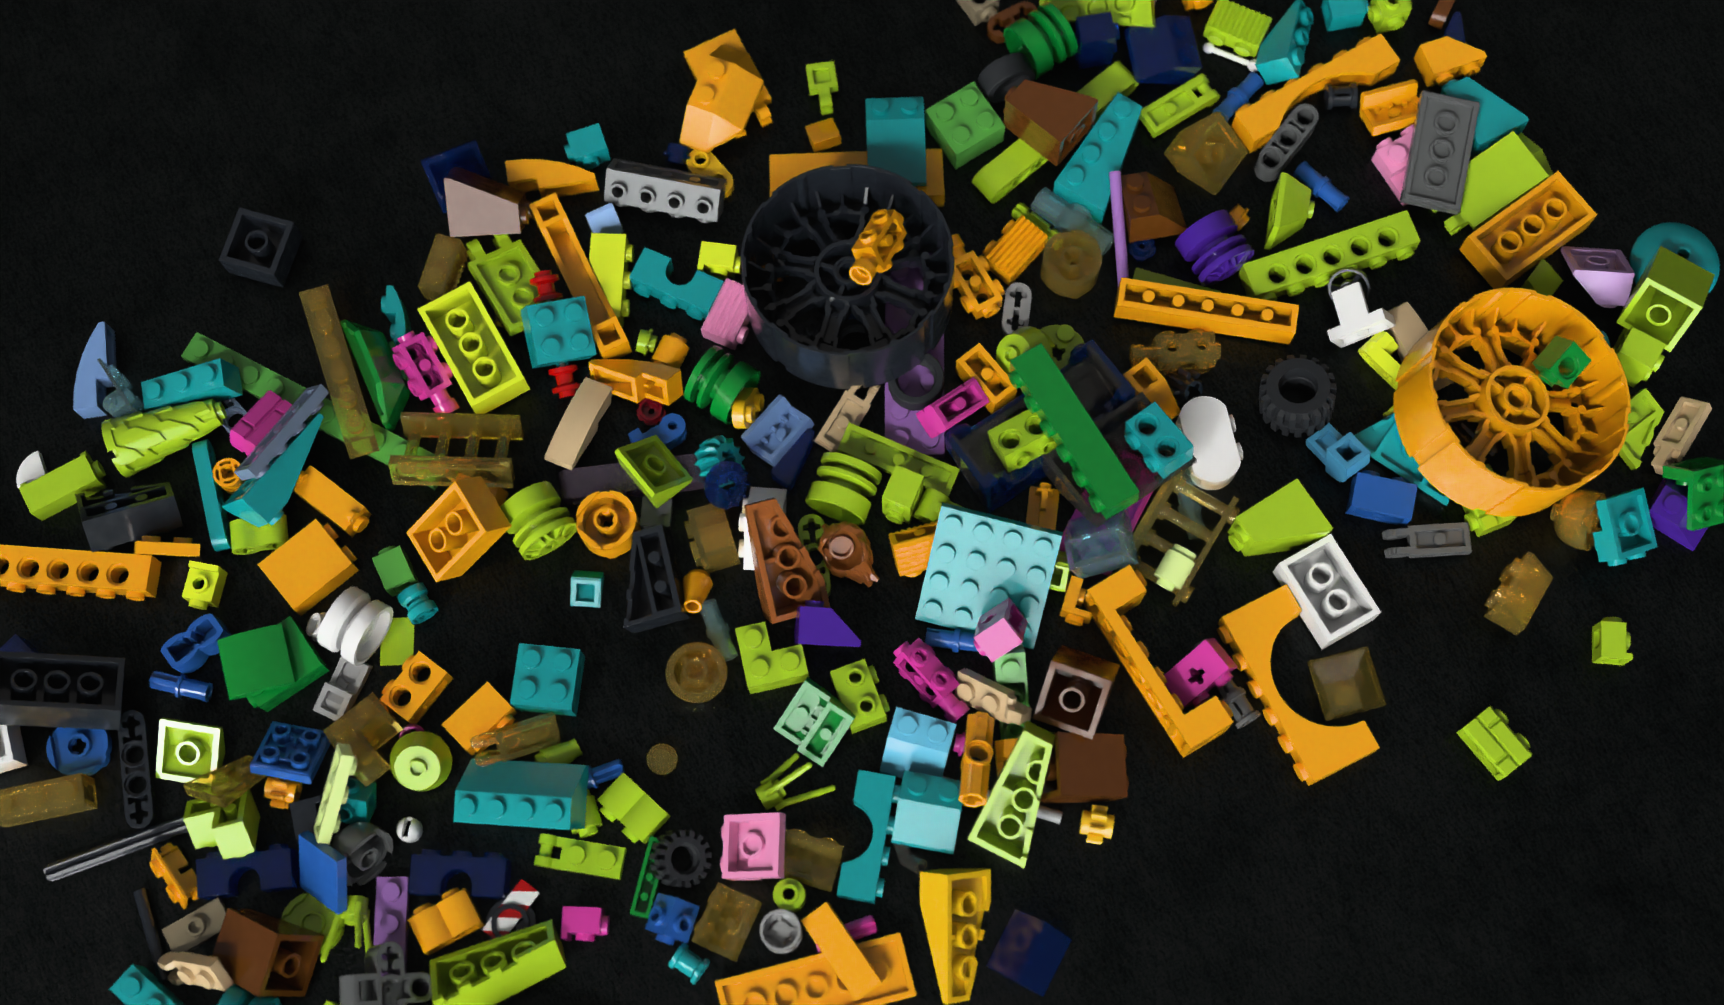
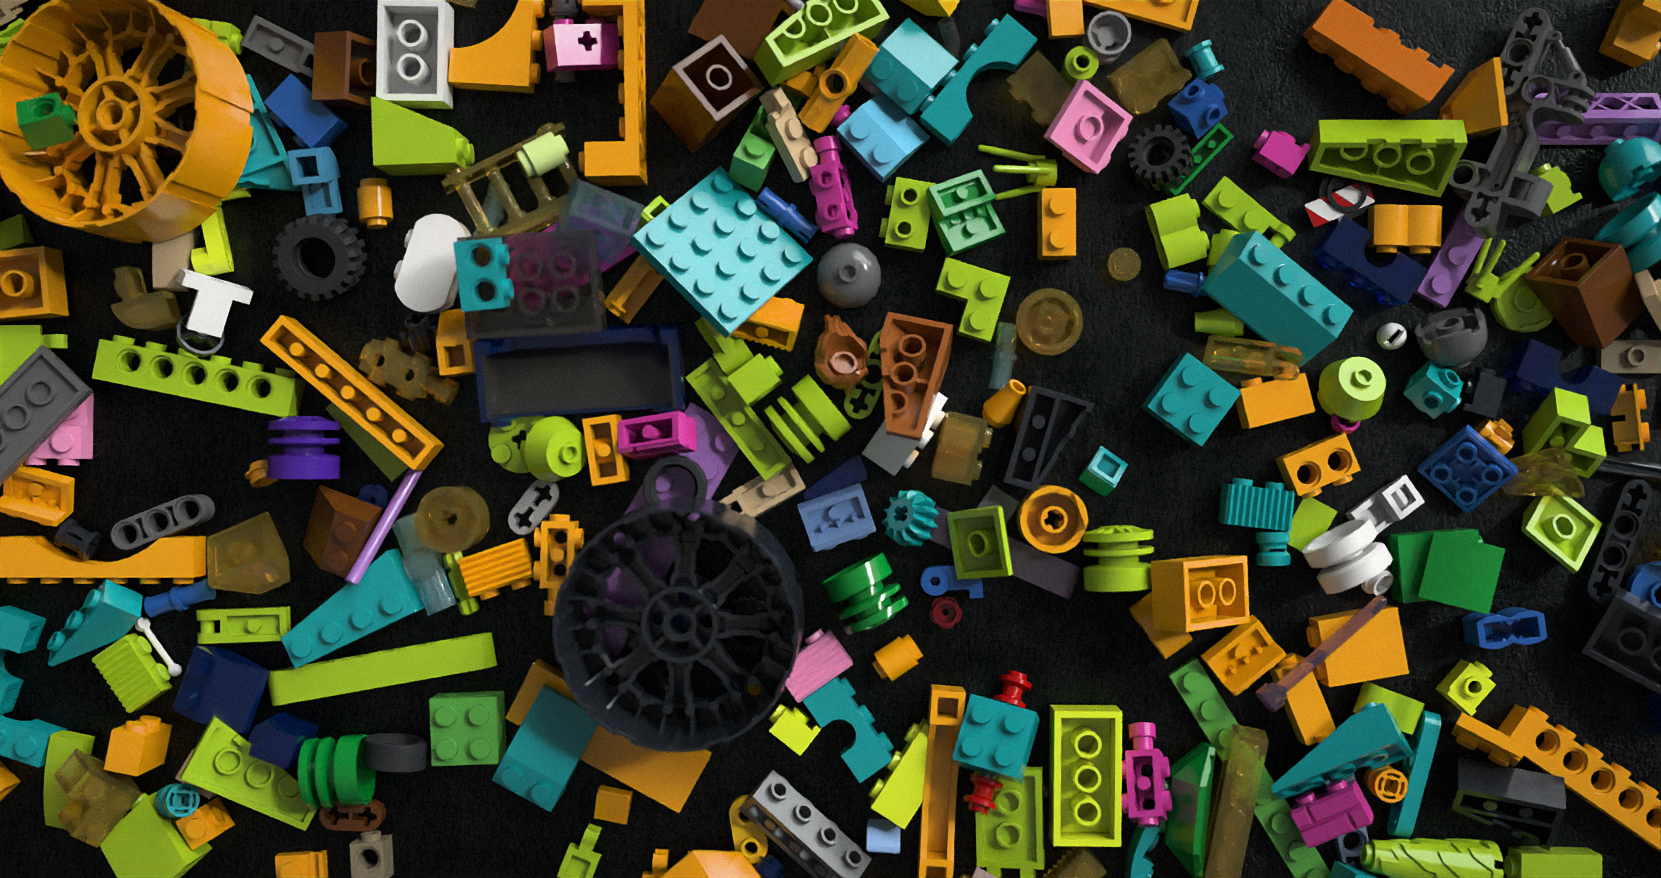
camera: 155 degrees left, 15 degrees up
(181, 685) = (1536, 598): blue axle -> none
(275, 440) = (1332, 786): sand blue plate -> none
(323, 872) = (1498, 333): blue tile -> none
(335, 793) = (1455, 394): yellowish green plate -> none
(357, 484) = (1273, 694): none -> piece
(366, 730) = (1402, 442): clear yellow brick -> none
(394, 569) = (1277, 594): bright green brick -> none
(396, 509) = (1243, 656): none -> light orange bracket
(444, 470) = (1160, 649): clear yellow fence -> none
(448, 628) = (1256, 506): none -> teal brick
(579, 423) = (1024, 636): tan slope -> none
(638, 379) = (943, 648): light orange slope -> none
(646, 342) = (911, 685): lime plate -> none
(720, 474) = (922, 495): clear blue gear -> none
(735, 756) = (1056, 223): none -> light orange brick
(747, 407) = (855, 554): yellow plate -> none
(822, 627) = (909, 287): dark purple slope -> none
(877, 245) = (637, 627): light orange brick -> none
(879, 622) = (848, 275): none -> dark grey cylinder
(1000, 630) = (744, 186): brick -> none
(1020, 432) = (607, 373): lime brick -> none
(1049, 118) = (382, 677): reddish brown slope -> none
(1073, 432) = (559, 332): green brick -> none
(1073, 597) = (660, 186): light orange bracket -> none
(1283, 462) = (375, 203): none -> light orange brick
(1288, 210) = (207, 450): lime slope -> none
(1321, 186) = (159, 456): blue pin -> none
(1371, 545) = (344, 70): none -> reddish brown slope
(1407, 281) = (143, 310): none -> clear yellow brick

